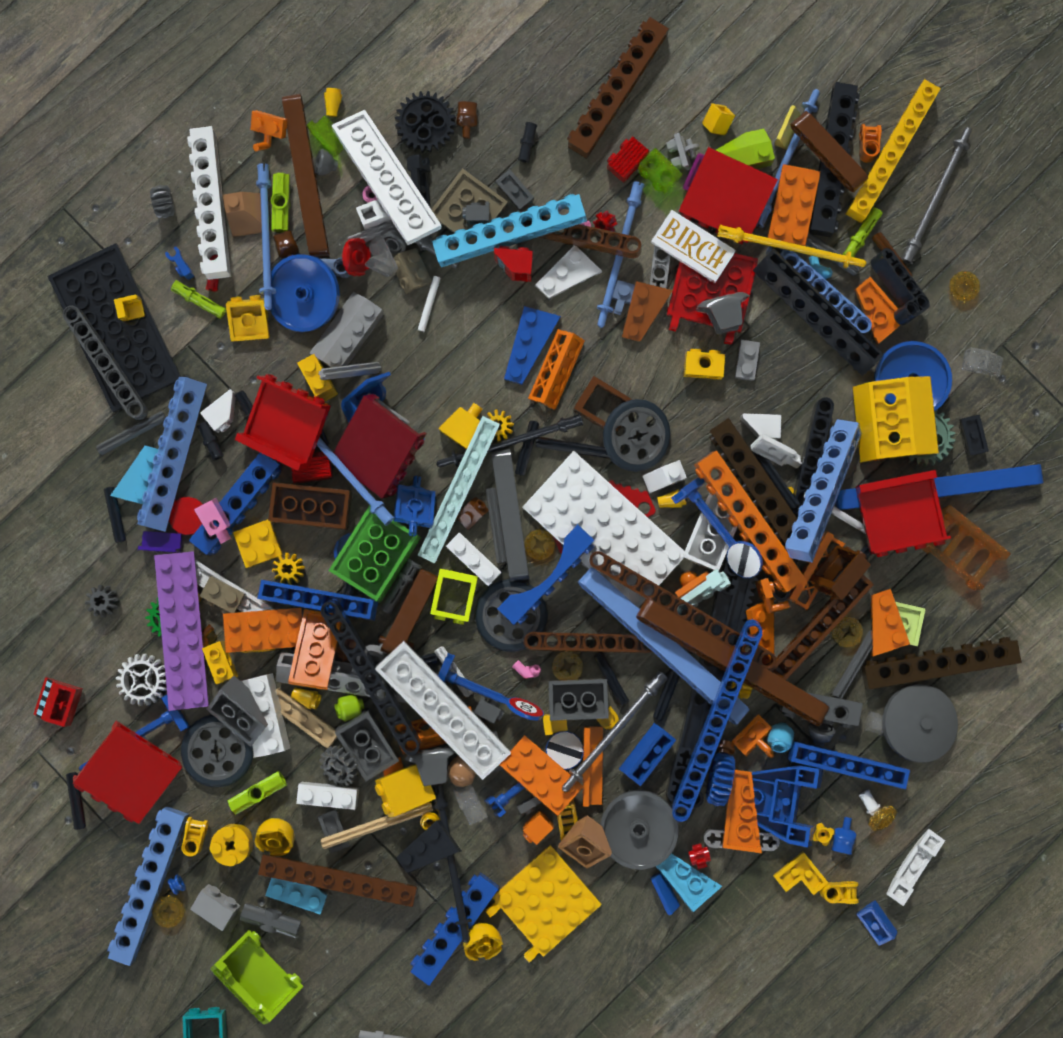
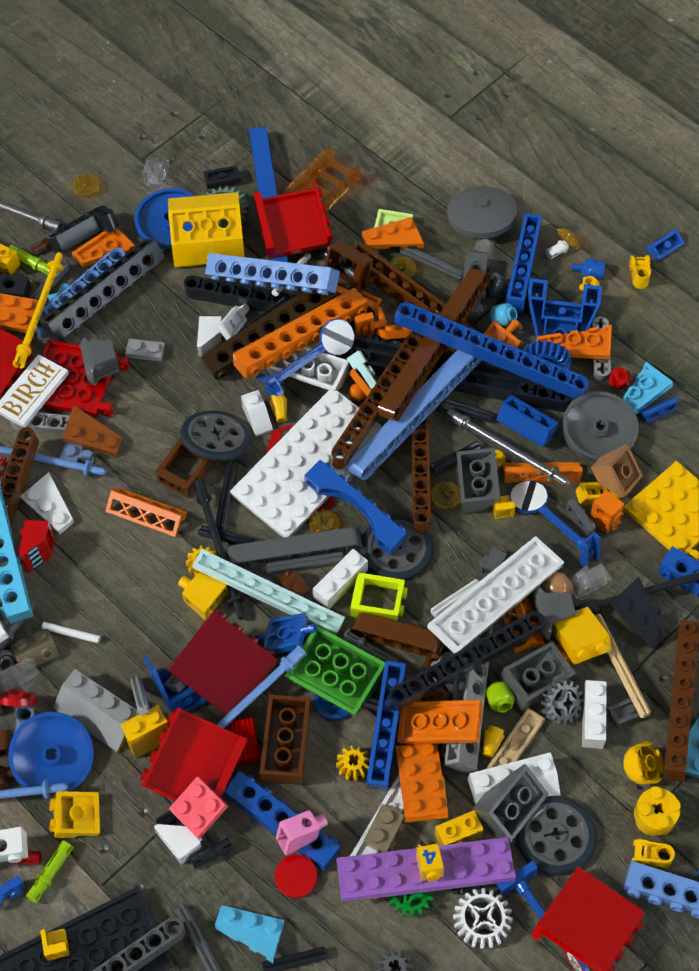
camera: 90 degrees left, 25 degrees down
(161, 542) = (326, 904): dark purple panel -> none
(177, 634) = (429, 862): none -> yellow brick
(180, 449) = (225, 891): medium blue brick -> none
(242, 427) = (198, 807): none -> coral plate
(247, 799) = (605, 799): lime piece -> none
(257, 543) = (327, 797): yellow plate -> none
(429, 815) = (611, 617): yellow plate -> none
(518, 705) = (449, 596): blue piece -> none
(528, 671) = (452, 531): bright pink arm -> none
(530, 339) = (114, 536): blue wing -> none
(540, 775) = (556, 510): orange plate -> none
(694, 370) = (148, 392): yellow brick -> none
(802, 870) = (624, 300): yellow plate -> none
(913, 866) = (609, 218): white slope -> none
(1009, 655) = (428, 199): dark brown brick -> none

